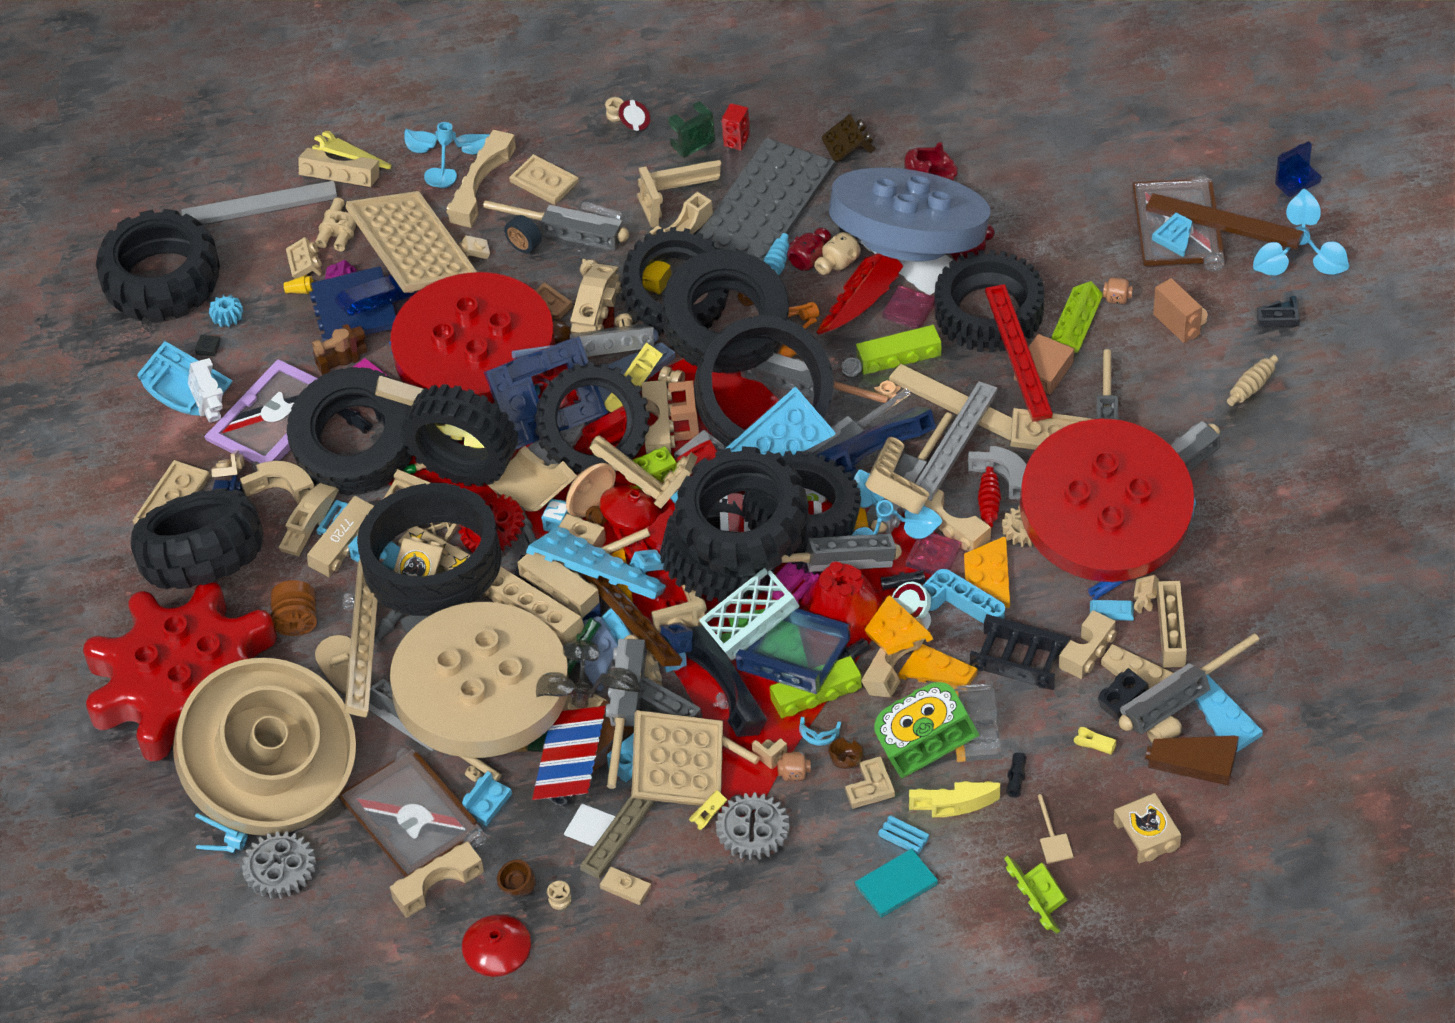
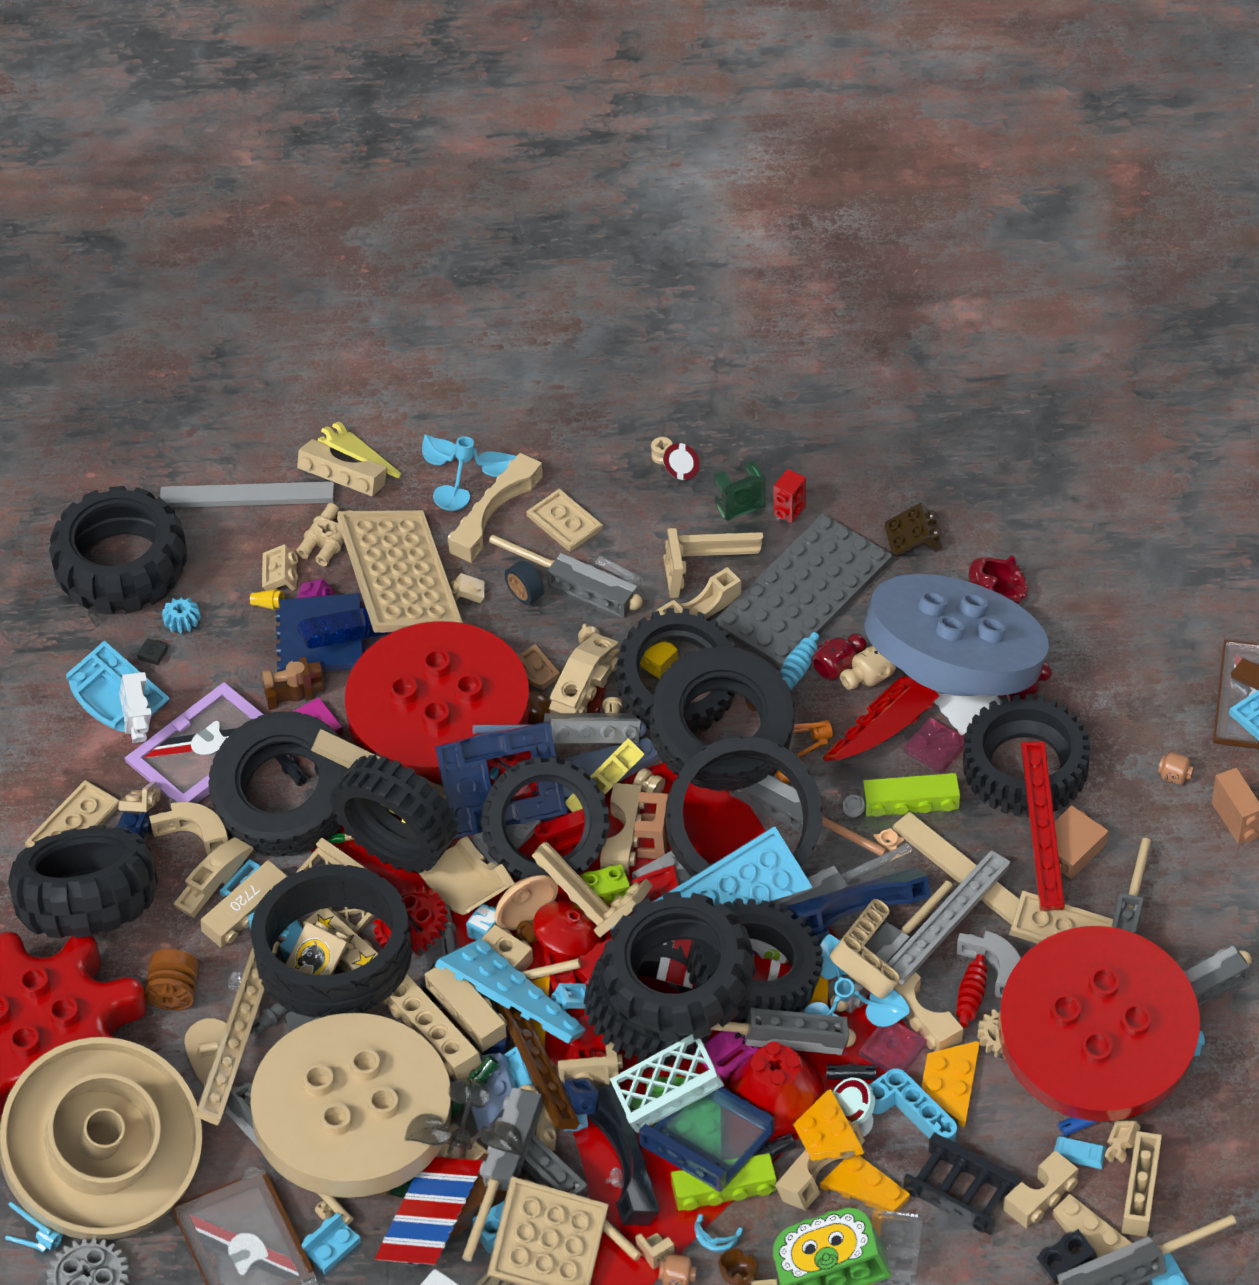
camera: 10 degrees right, 0 degrees up
(1077, 315) = (1123, 791): lime fence -> none

